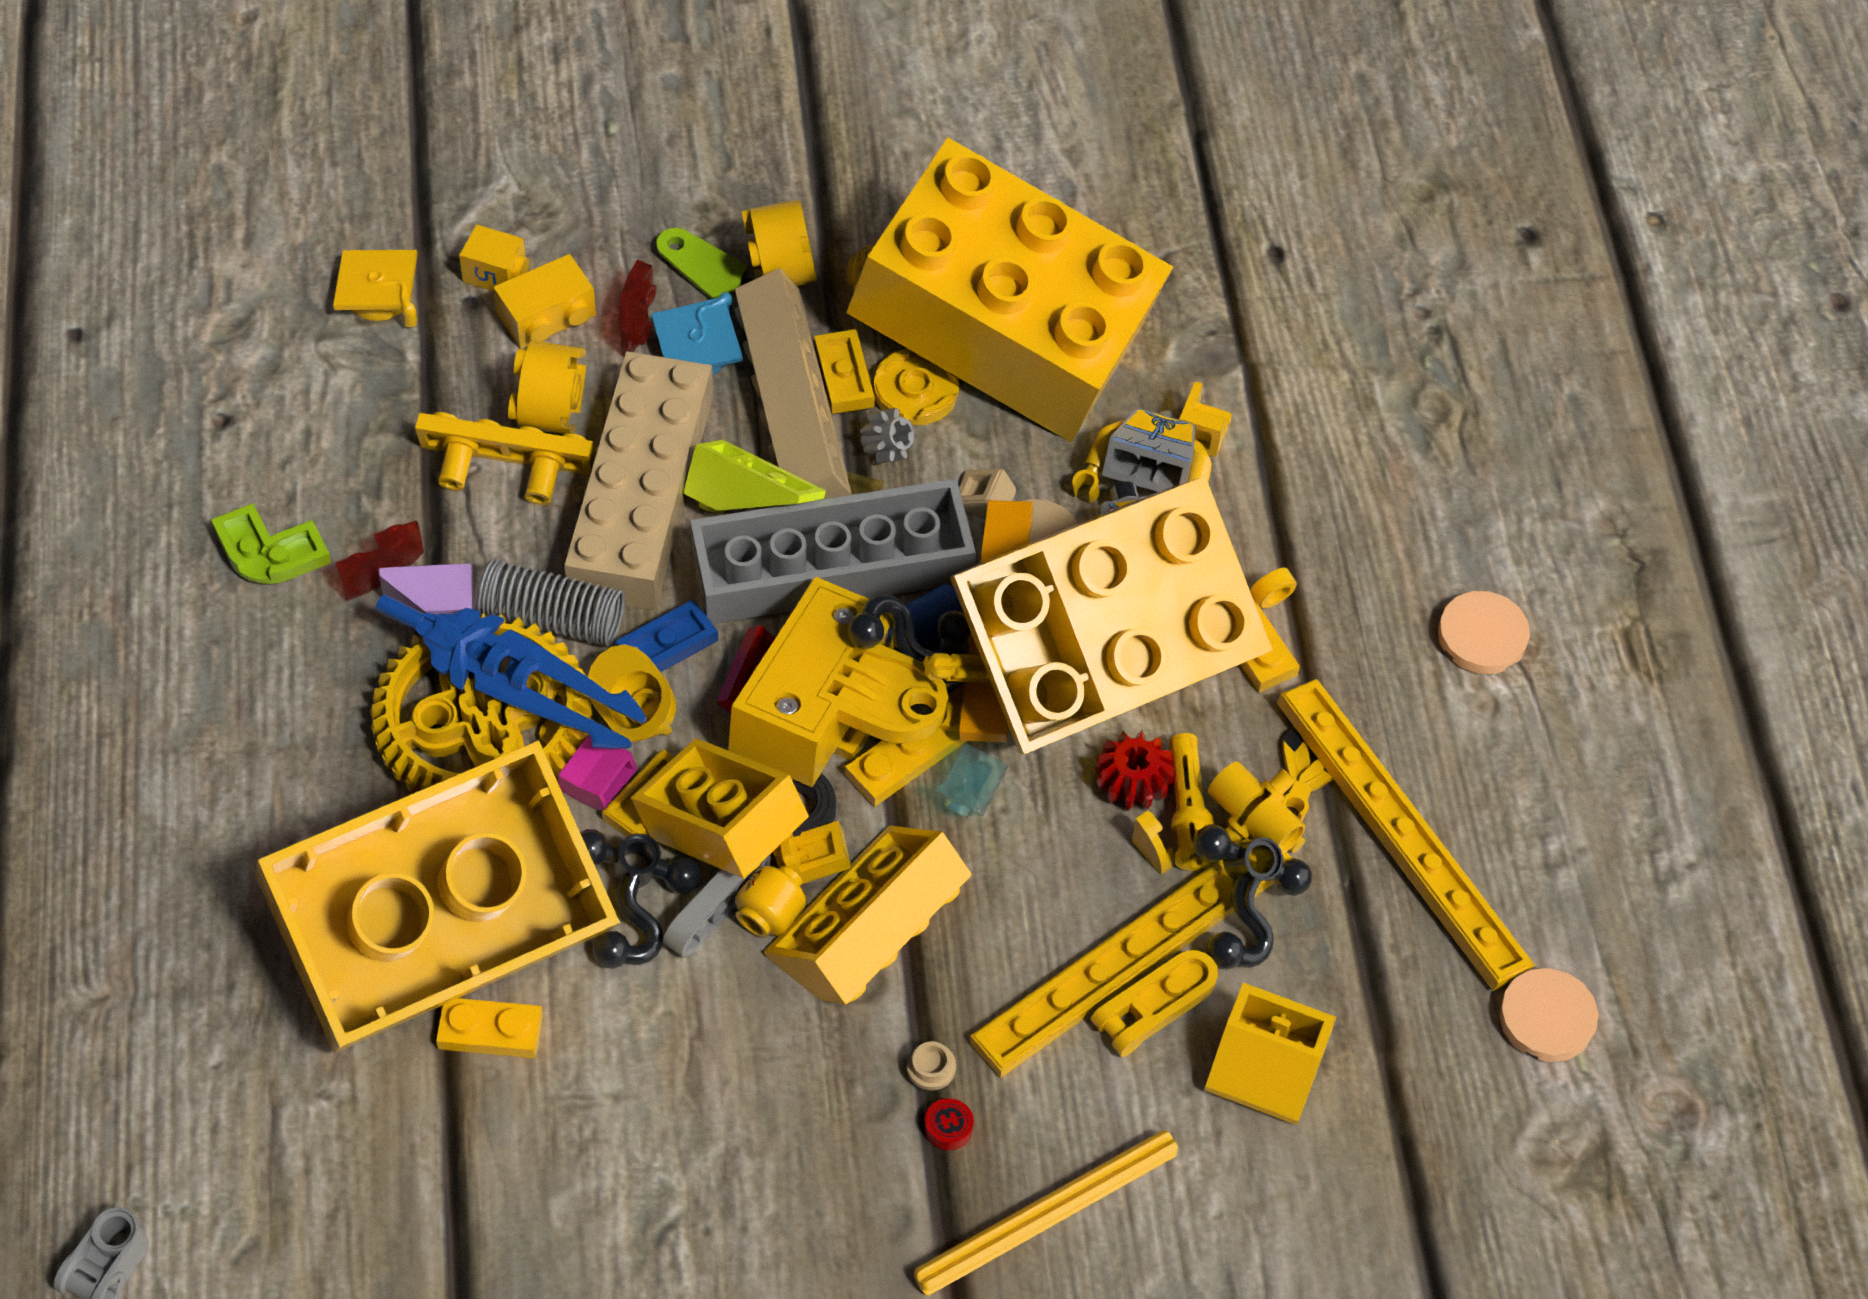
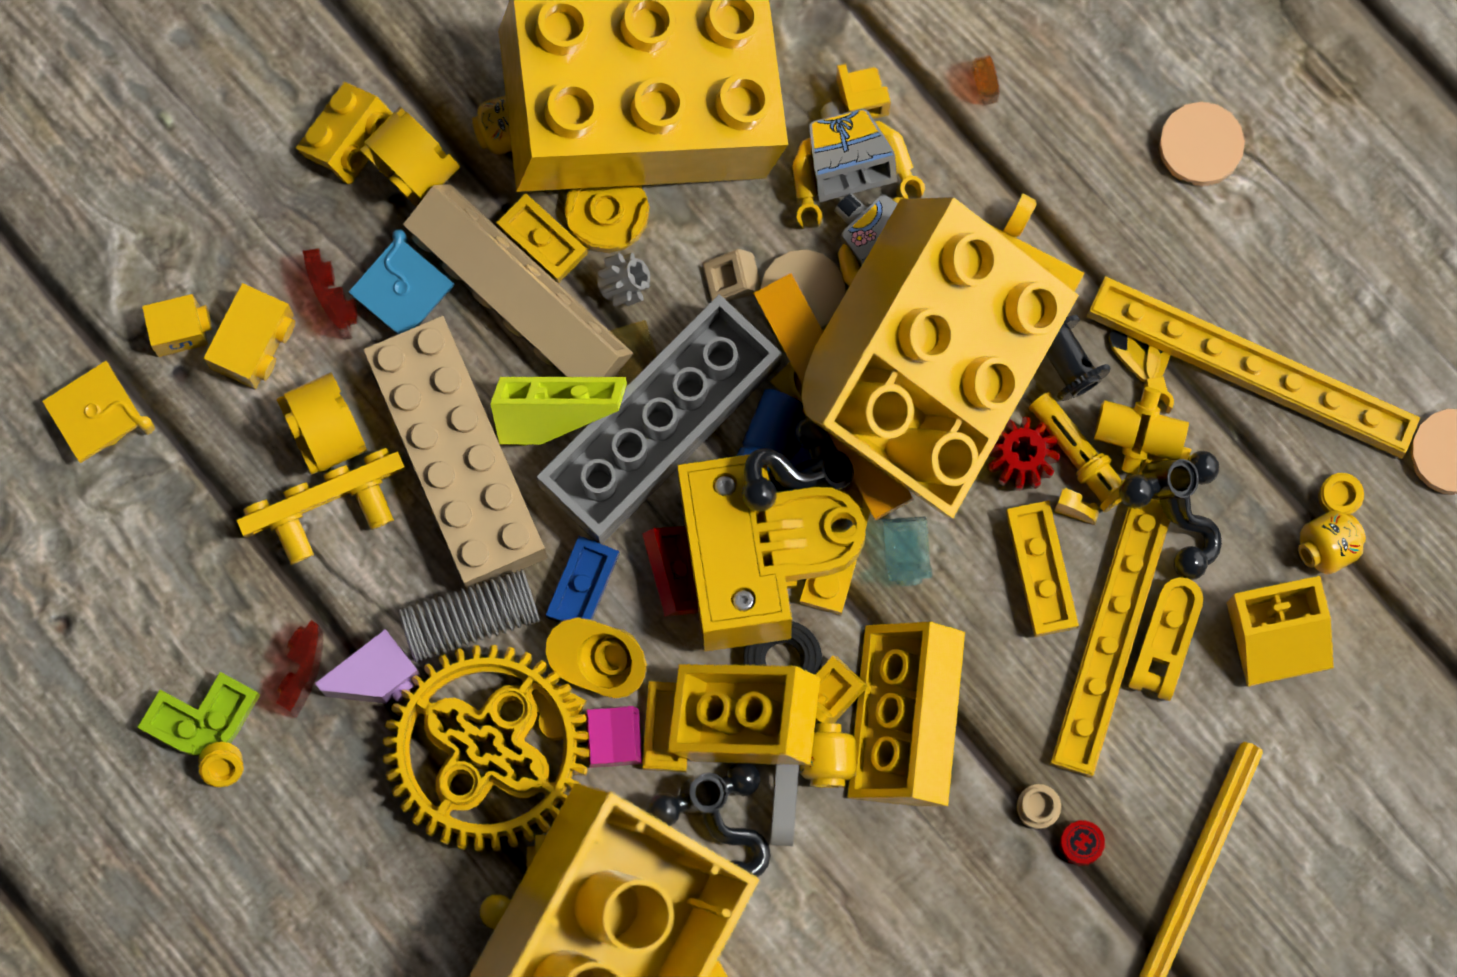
camera: 30 degrees left, 20 degrees up
(253, 589) = (220, 764): none -> yellow tile
(468, 644) = (442, 710): blue sword -> none
(701, 262) = (346, 207): lime piece -> none
(724, 205) = (343, 129): none -> yellow bracket
(955, 668) = (846, 477): yellow axle -> none
(1082, 873) = (1042, 568): none -> yellow plate
(1233, 734) = (1073, 363): none -> black hose
(1320, 473) = (986, 79): none -> clear orange tile
(1372, 1012) = (1331, 542): none -> yellow head
(1412, 986) = (1341, 493): none -> yellow tile

